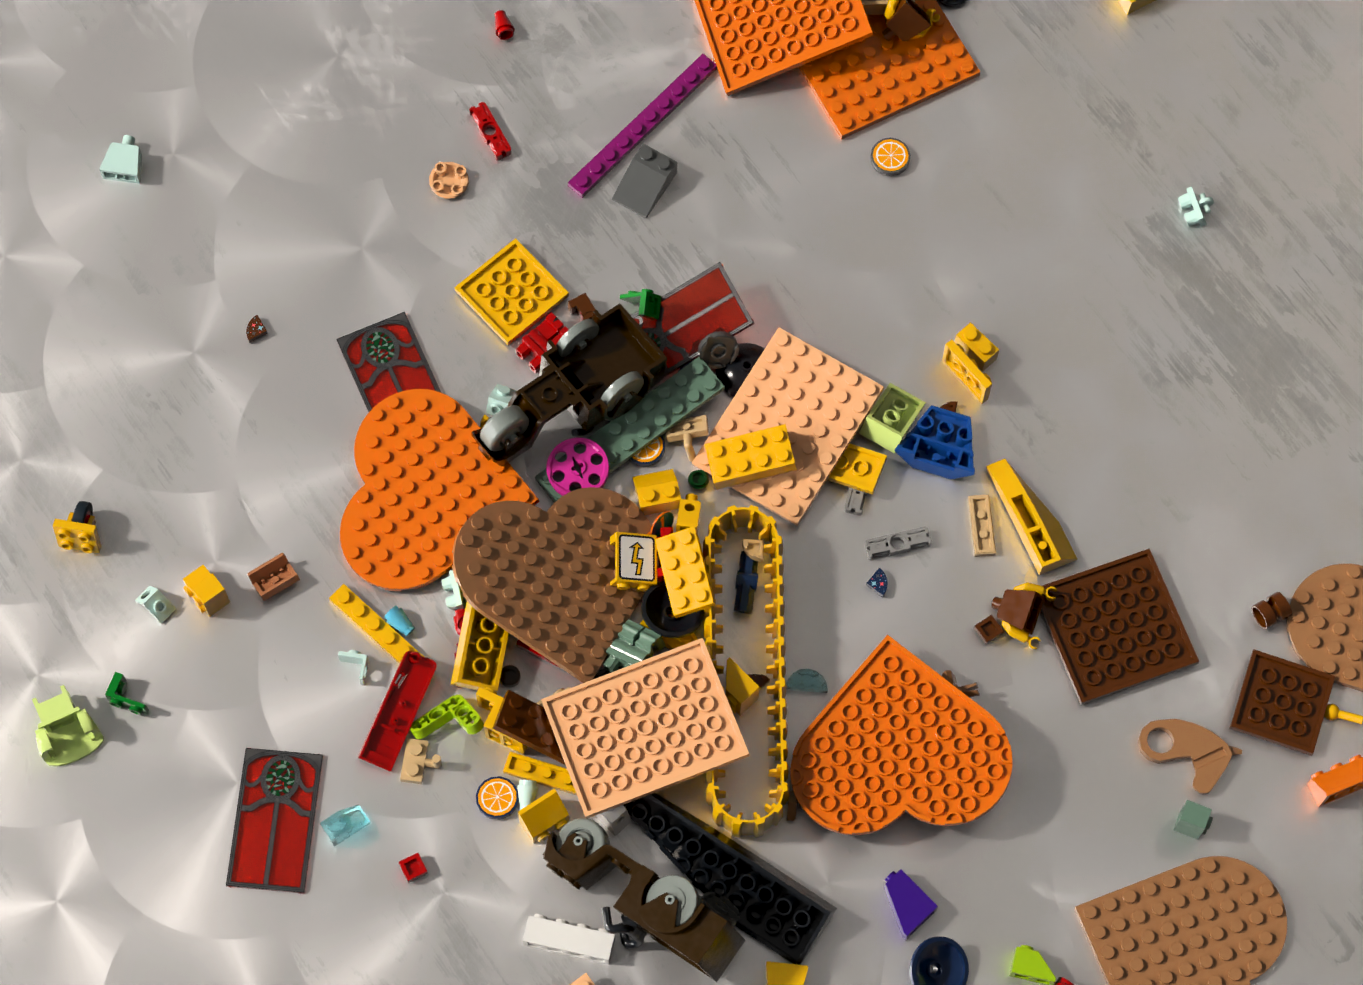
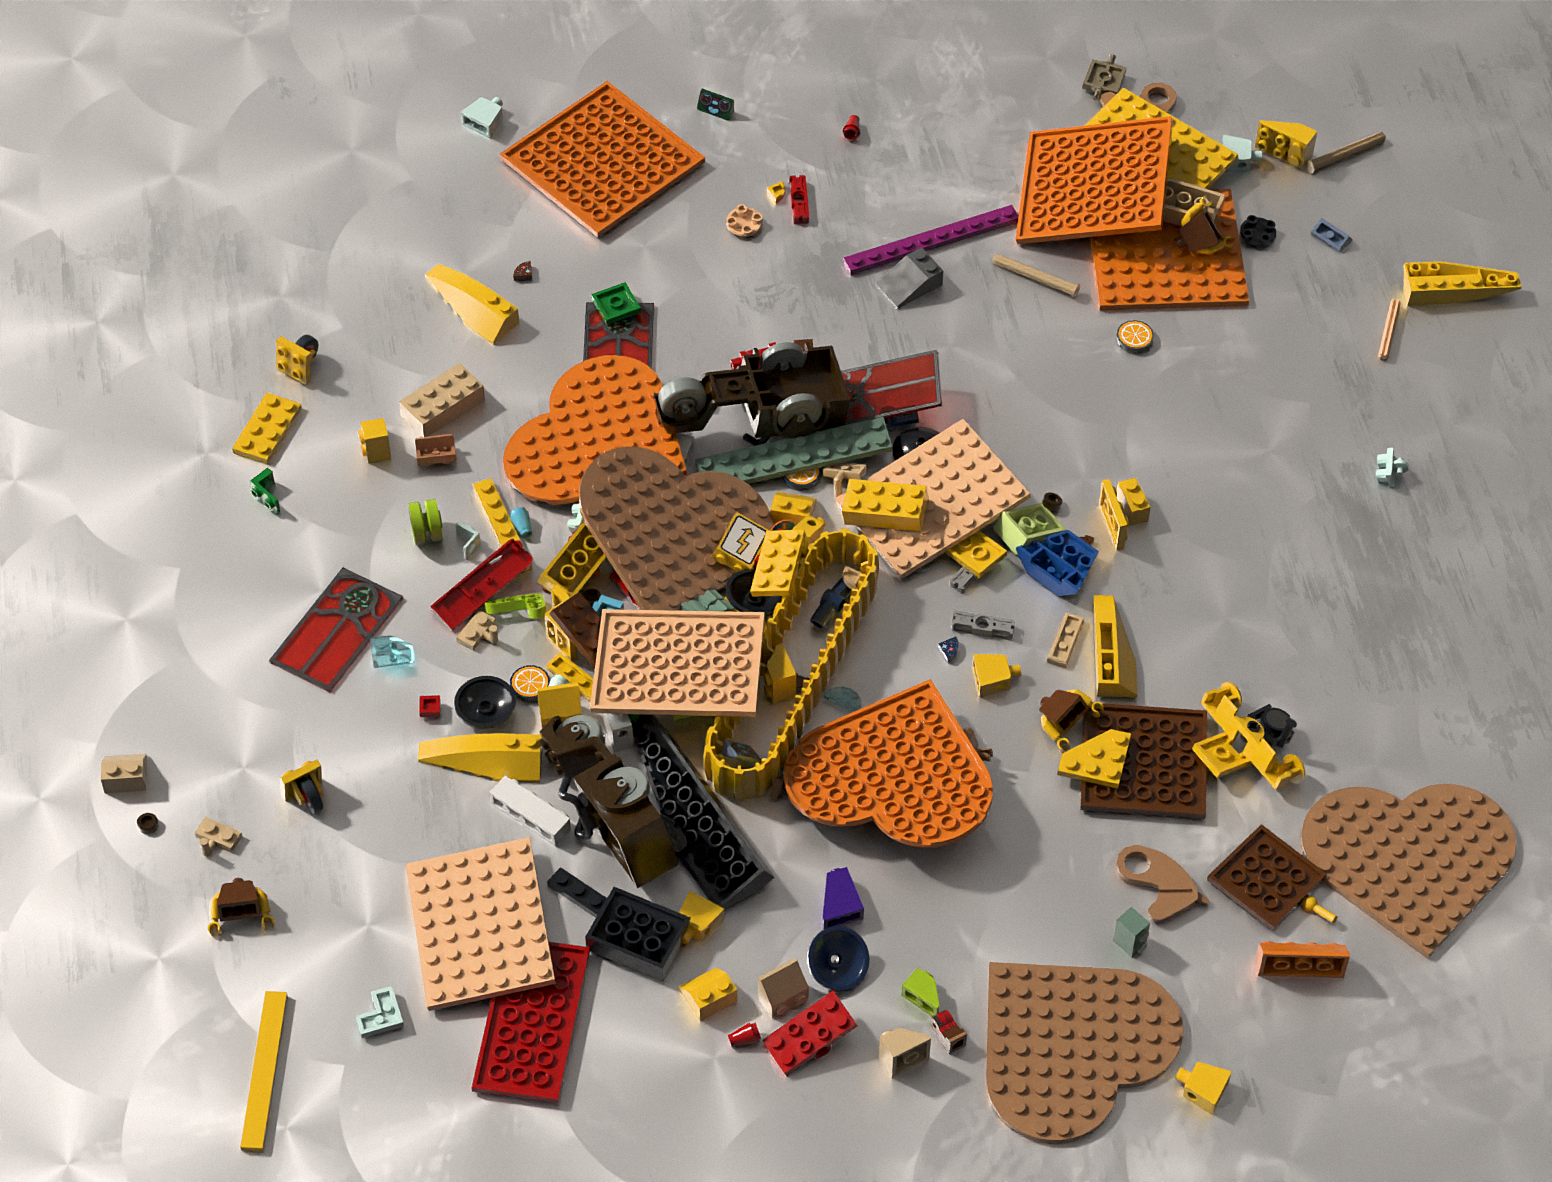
camera: 25 degrees right, 15 degrees down
(68, 731) = (207, 497): yellowish green piece -> none
(86, 621) = (266, 428): none -> yellow plate
(156, 604) = (330, 436): light aqua bracket -> none
(227, 389) = (475, 303): none -> yellow wedge
(250, 516) = (442, 400): none -> tan brick
(269, 163) = (602, 158): none -> orange plate
(310, 663) = (426, 521): none -> lime wheel
(353, 53) = (715, 104): none -> slope
(369, 330) = (616, 303): none -> green plate
(463, 130) = (776, 191): none -> yellow tile
(466, 828) = (482, 694): none -> black dish
(496, 898) = (487, 755): none -> yellow wedge
(511, 291) = (751, 318): yellow plate -> none
(533, 680) = (607, 603): none -> medium azure bracket
(583, 459) = (741, 465): dark pink wedge -> none
(649, 302) = (858, 362): green bracket -> none
(698, 480) = (833, 513): dark green plate -> none
(718, 349) = (901, 417): dark grey tile -> none
(742, 789) = (740, 751): none -> slope
(763, 125) = (1036, 275): none -> tan axle
(899, 377) = (1052, 501): none -> dark brown tile
(934, 593) = (993, 673): none -> yellow torso
(988, 629) = (1027, 719): reddish brown plate -> none
(1076, 647) = (1097, 759): none -> yellow plate
(1124, 50) = (1389, 329): none -> light nougat axle
(1217, 539) = (1272, 730): none -> yellow piece
(1273, 609) = (1296, 799): reddish brown wheel -> none
(1327, 947) = (1204, 1085): none -> yellow torso

